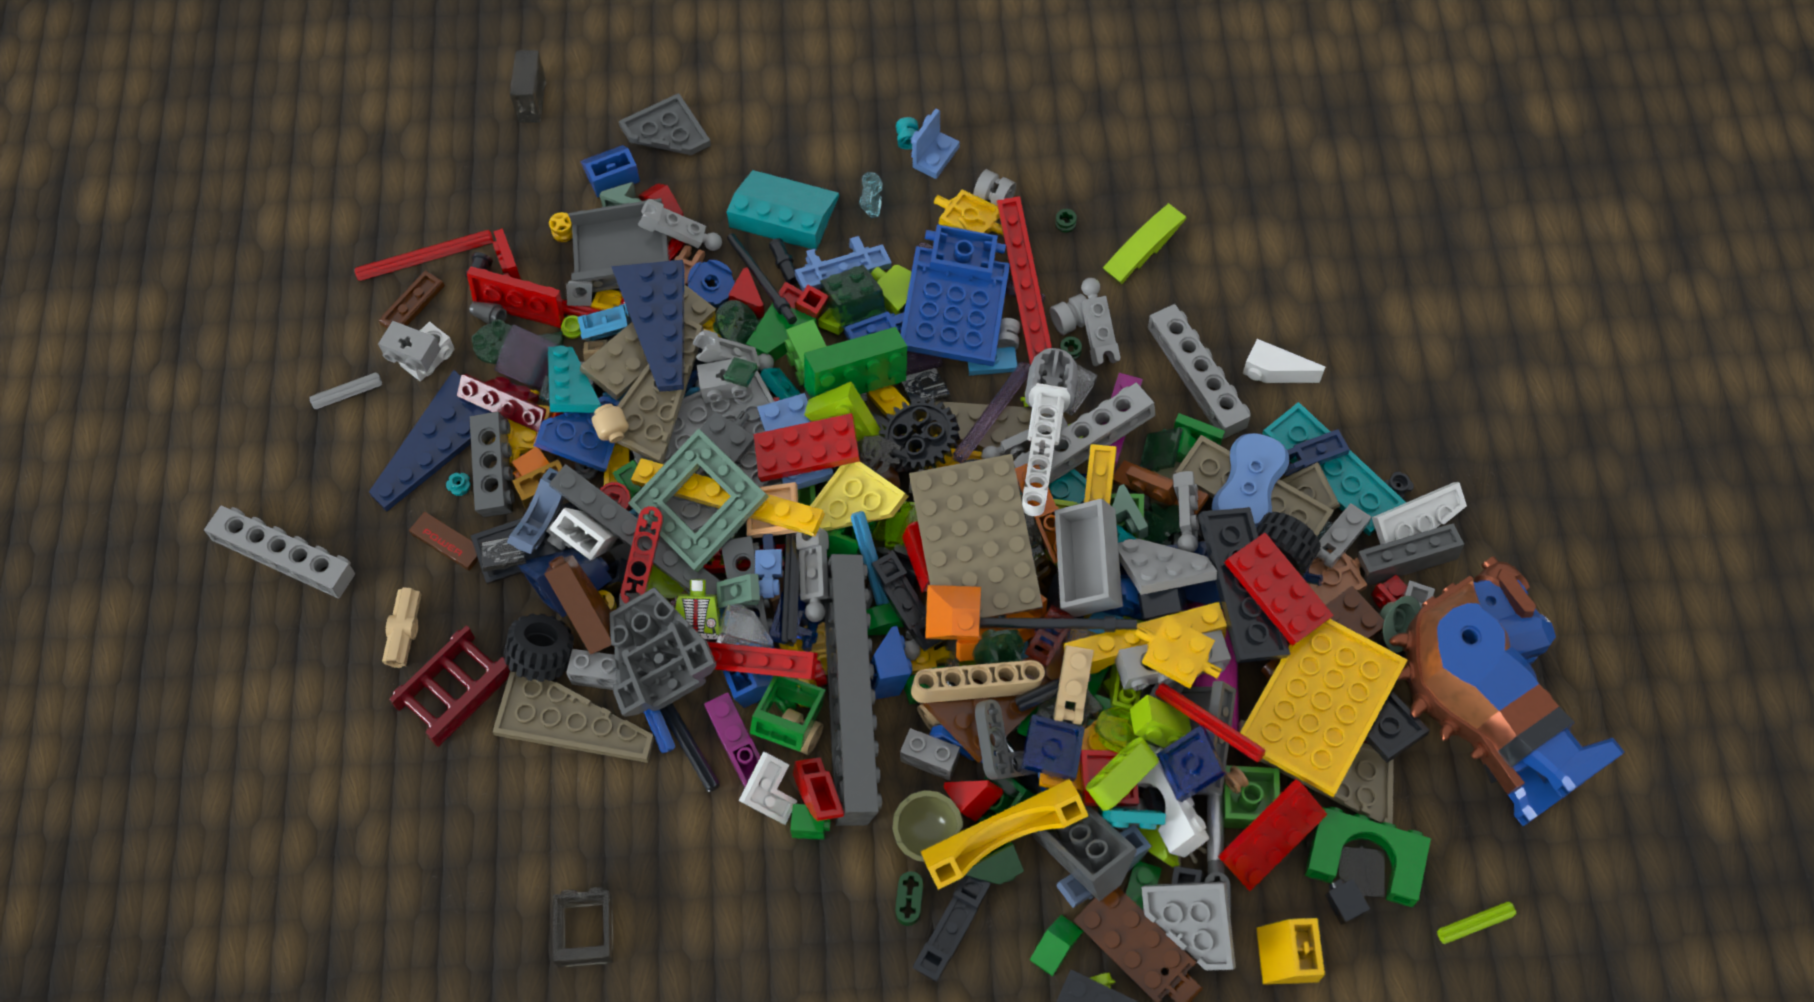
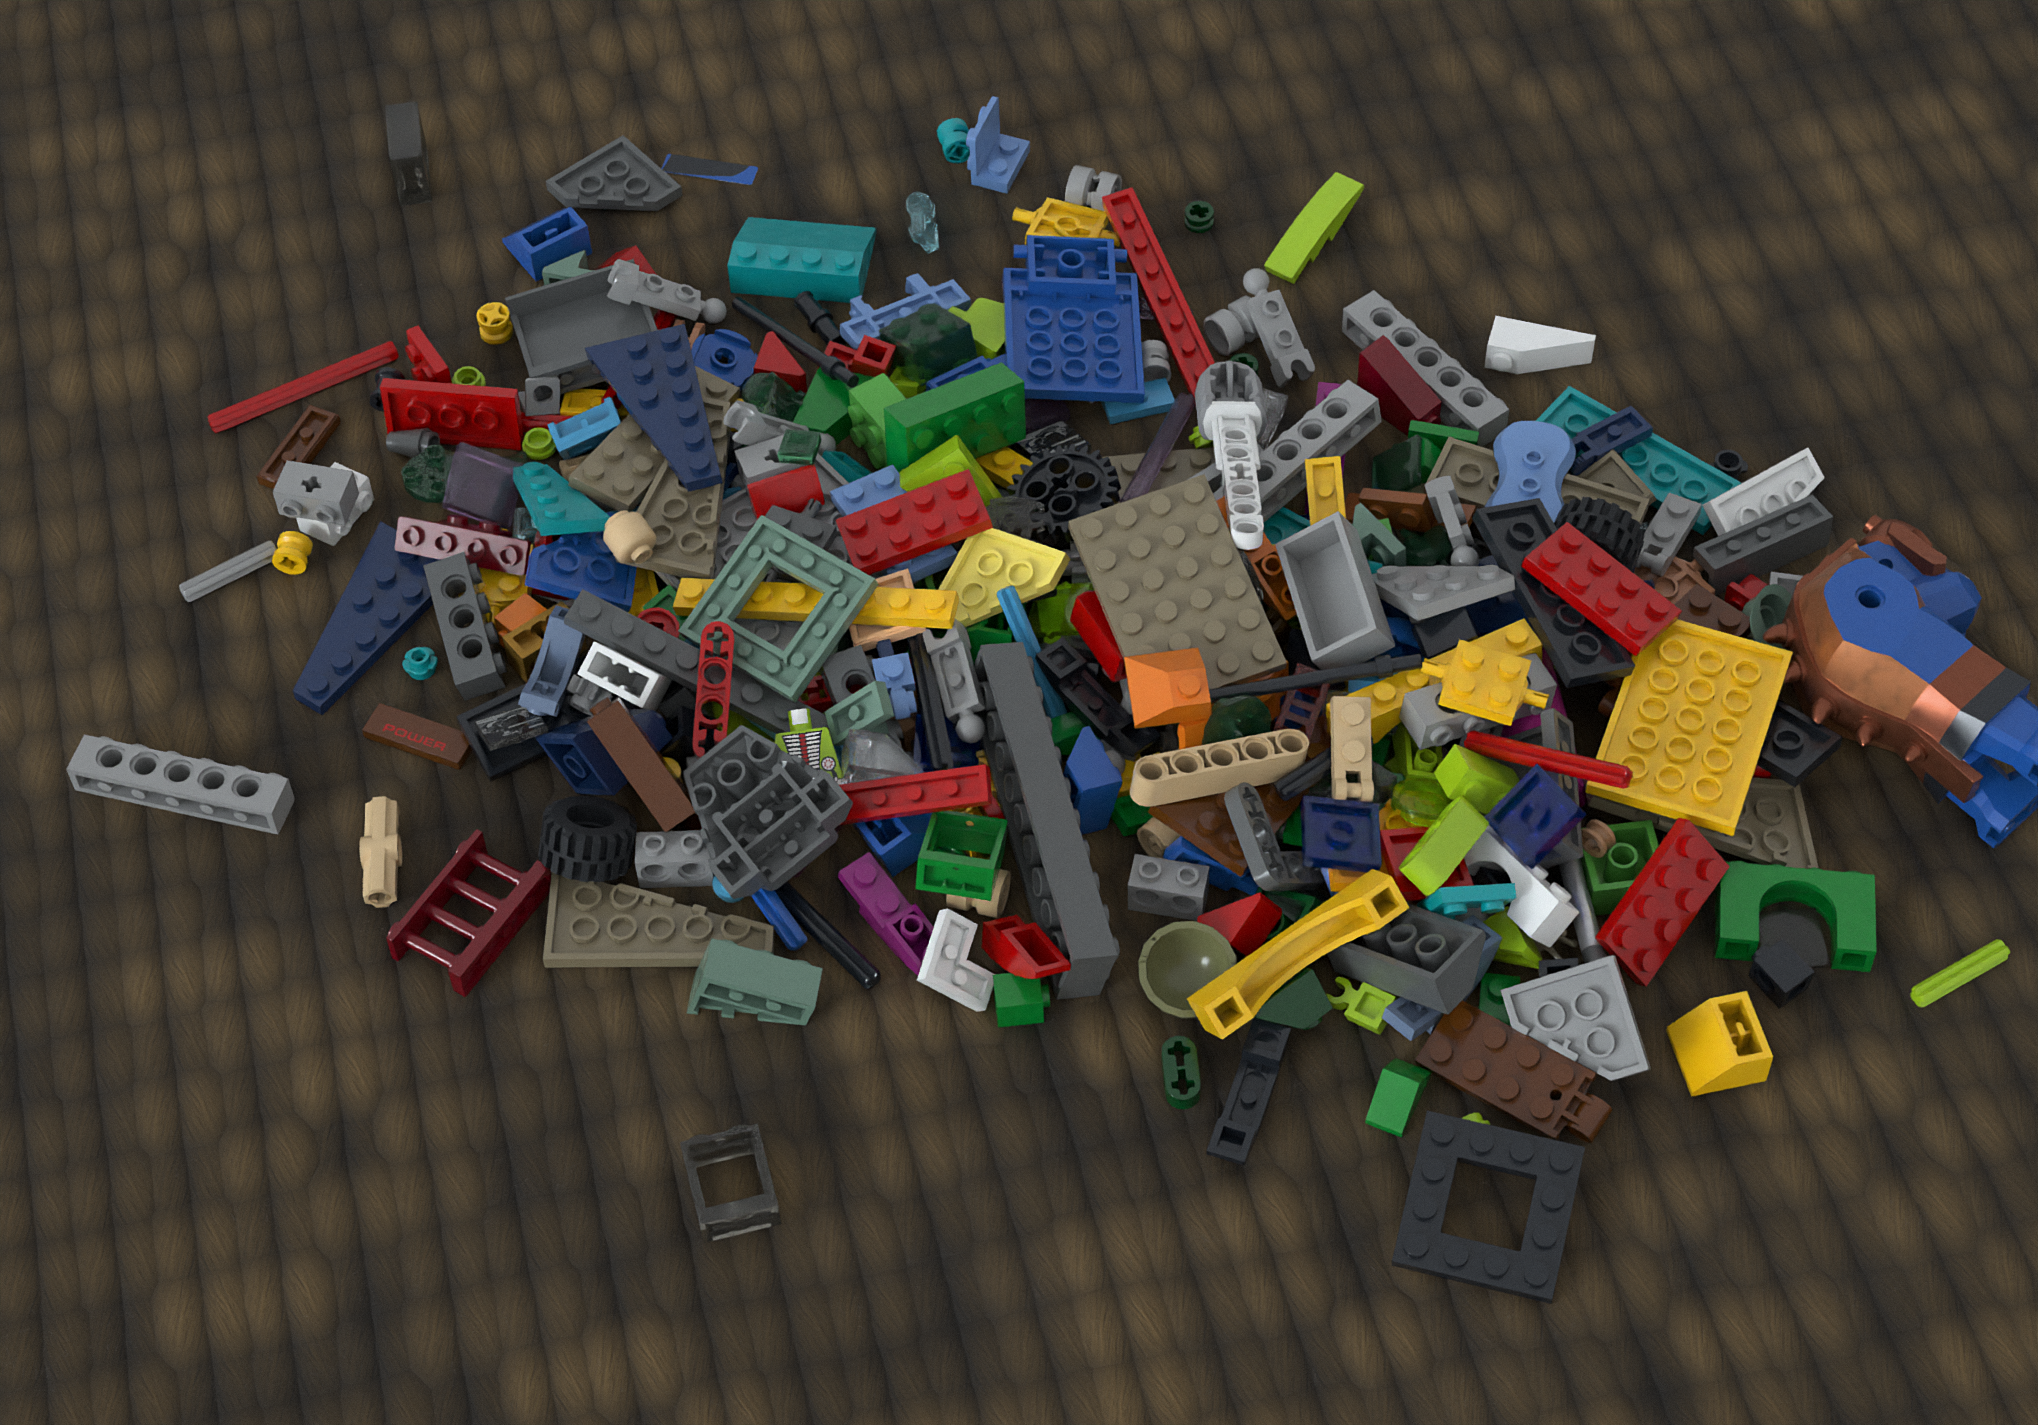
camera: 10 degrees left, 10 degrees down
(389, 384) = (292, 552): none -> yellow wheel
(535, 265) = (468, 376): none -> lime plate
(631, 778) = (754, 983): none -> sand green wedge
(727, 402) = (786, 490): none -> red slope
(734, 127) = (709, 169): none -> black sticker
(1048, 871) = (1363, 1006): none -> lime plate
(1173, 386) = (1397, 386): none -> dark red slope

